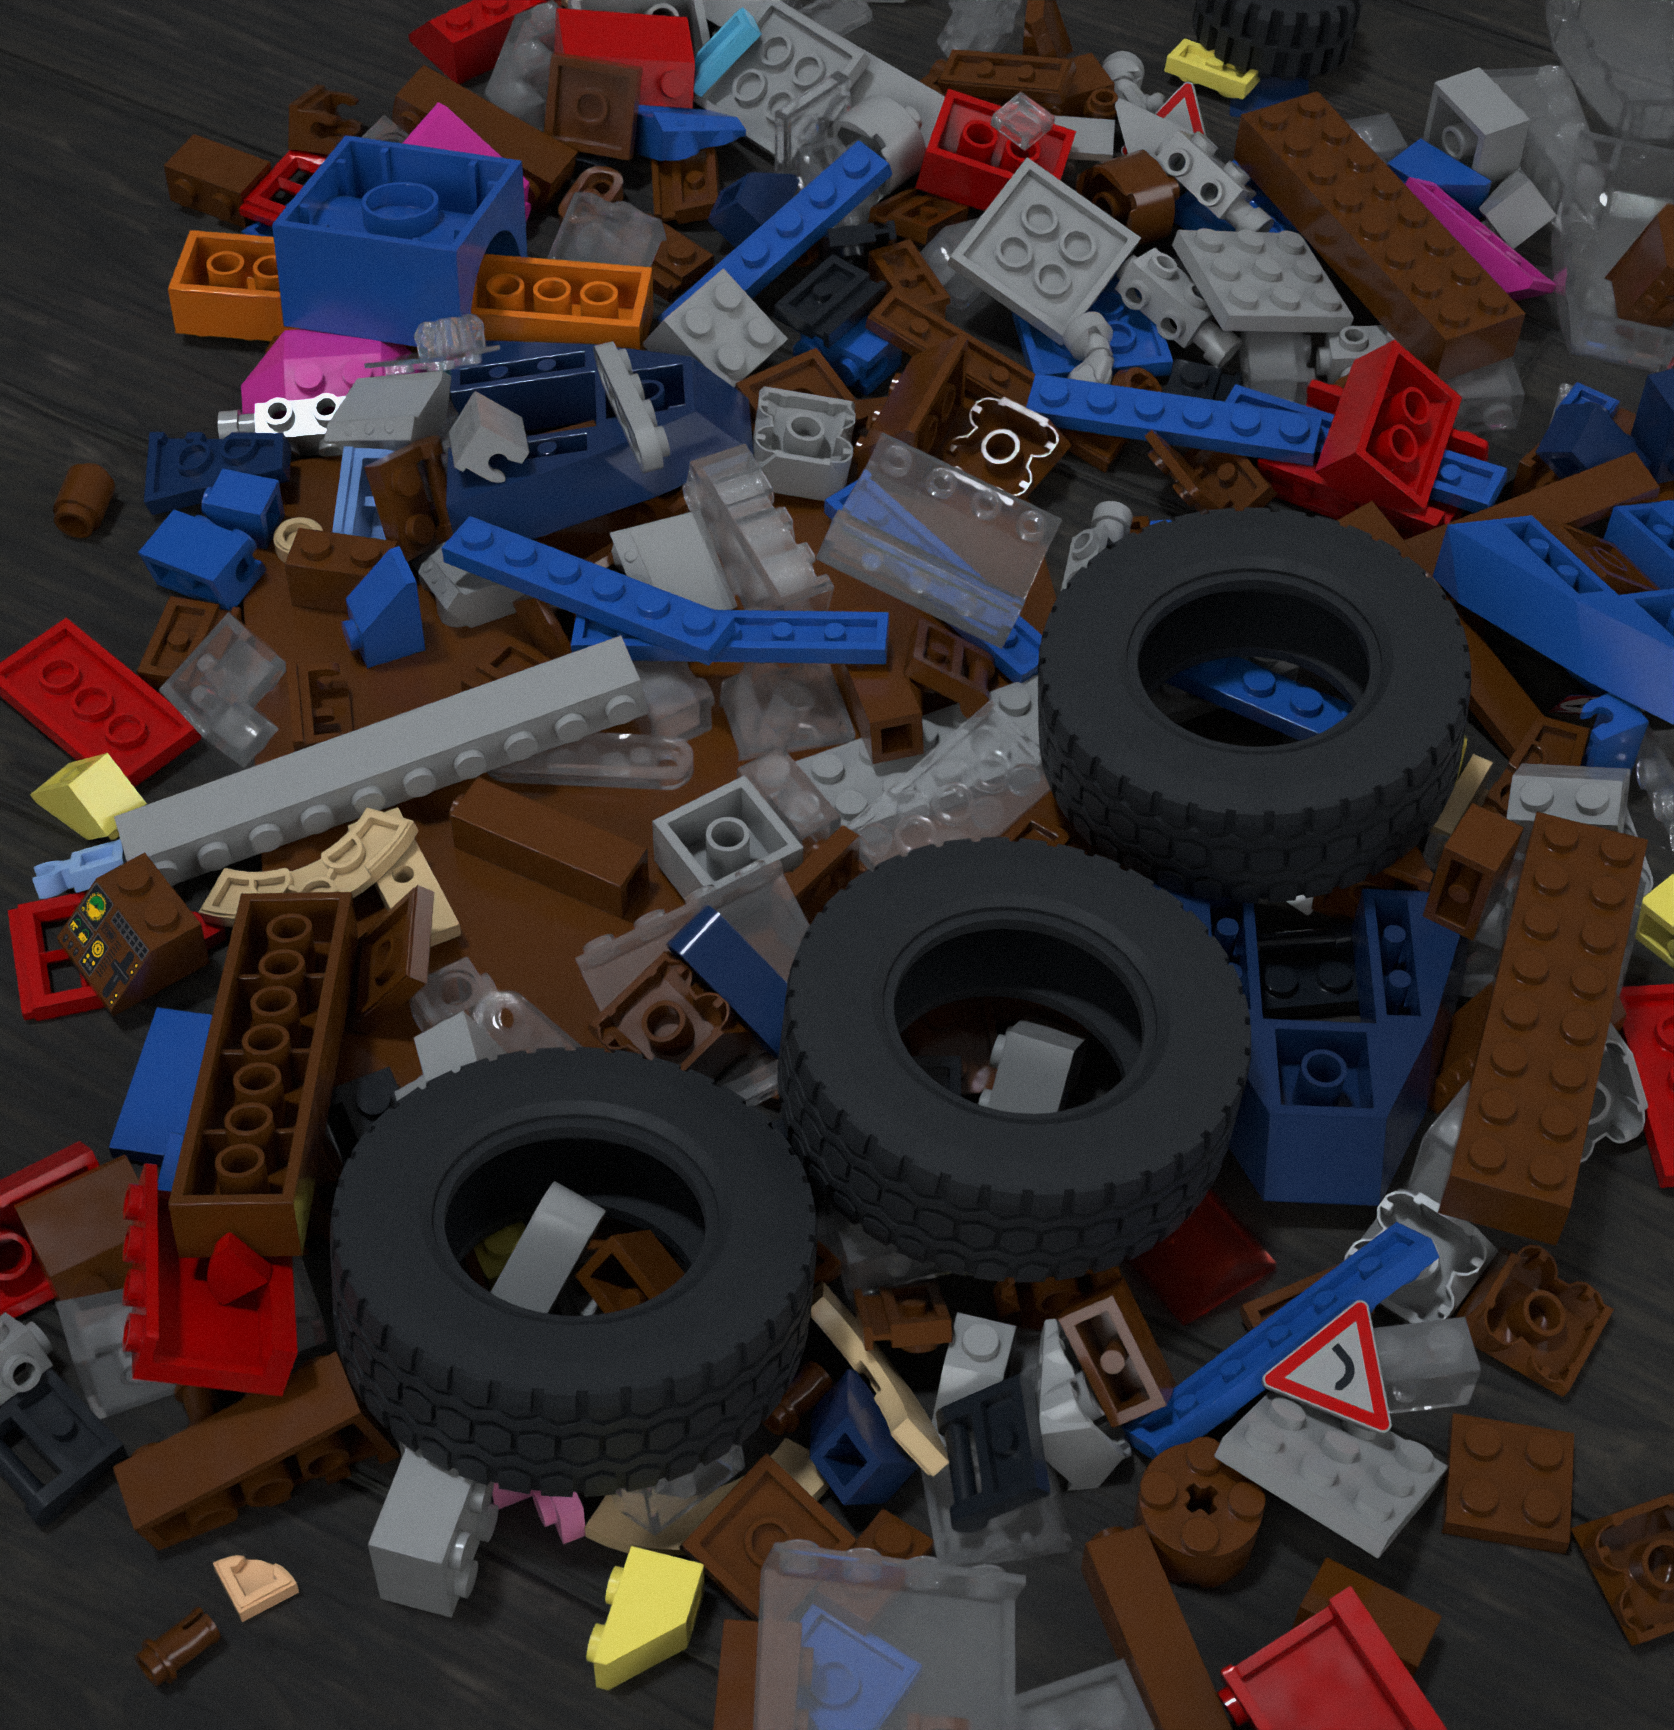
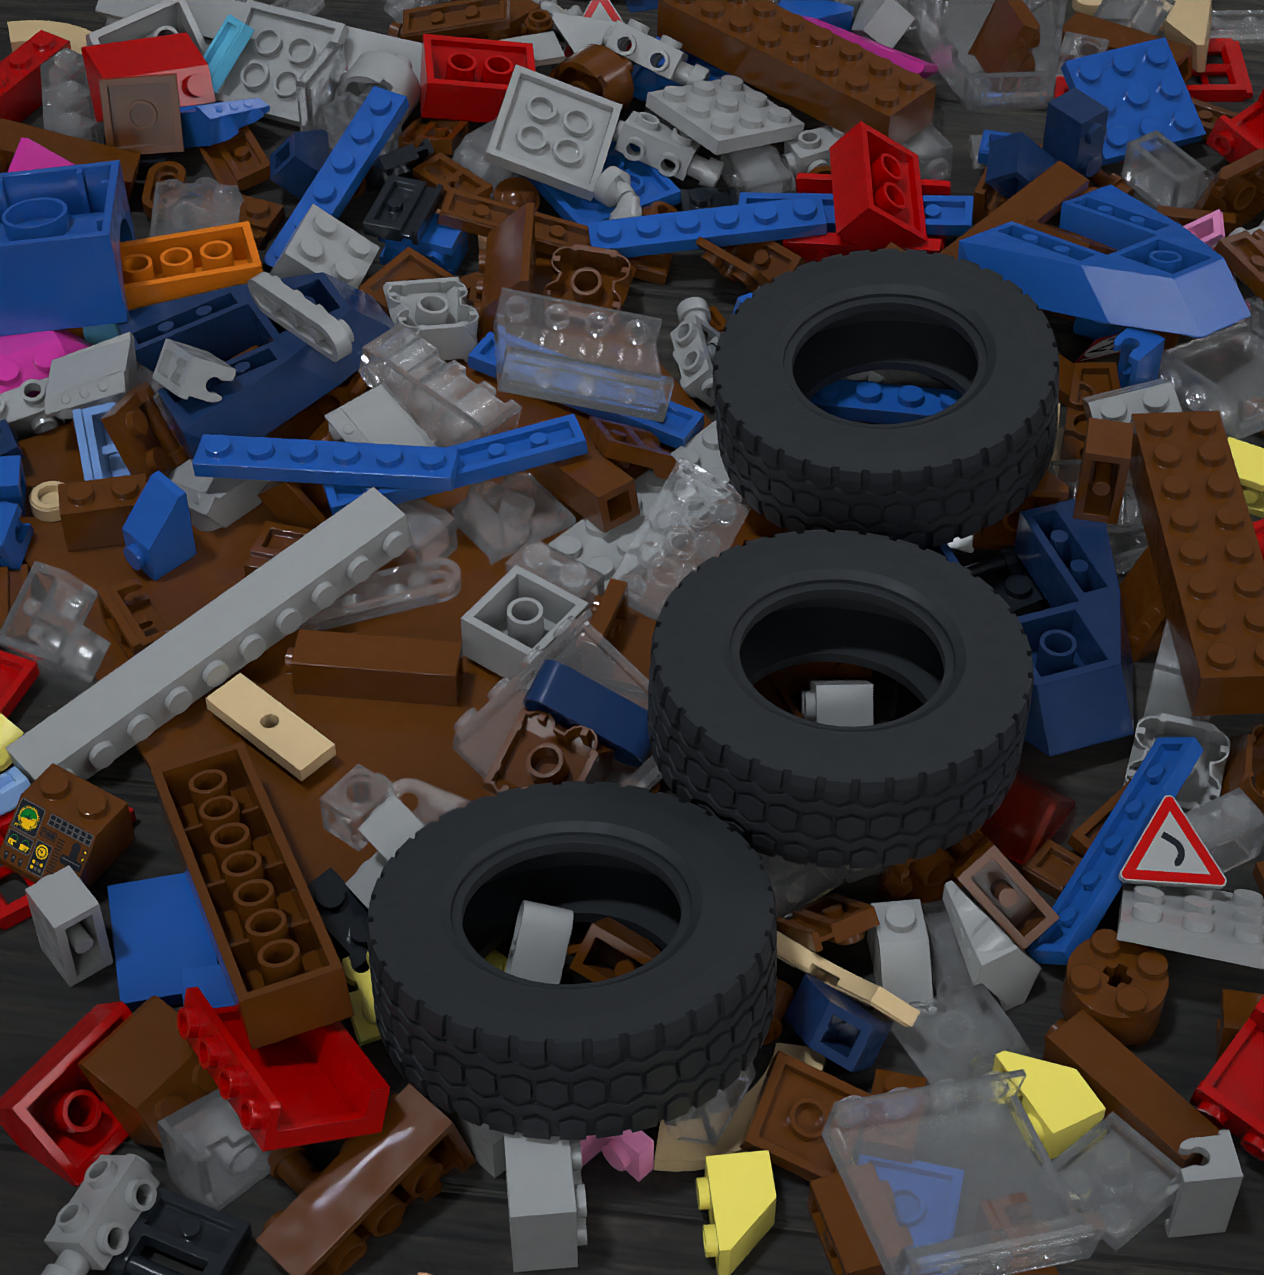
camera: 20 degrees left, 5 degrees down
(86, 1042) = (69, 925): none -> light grey brick
(235, 1269) = (304, 1043): red tile -> none
(346, 866) = (225, 722): tan tile -> none
(392, 960) = (300, 781): reddish brown tile -> none
(441, 346) = (121, 312): clear hinge -> none
(979, 316) = (516, 192): none -> reddish brown hat
(1007, 1452) = (962, 985): black plate -> none
(1022, 121) = (491, 43): clear tile -> none
(1059, 1620) = (1054, 1099): none -> light yellow slope
(1205, 1334) = (1051, 868): none -> reddish brown tile

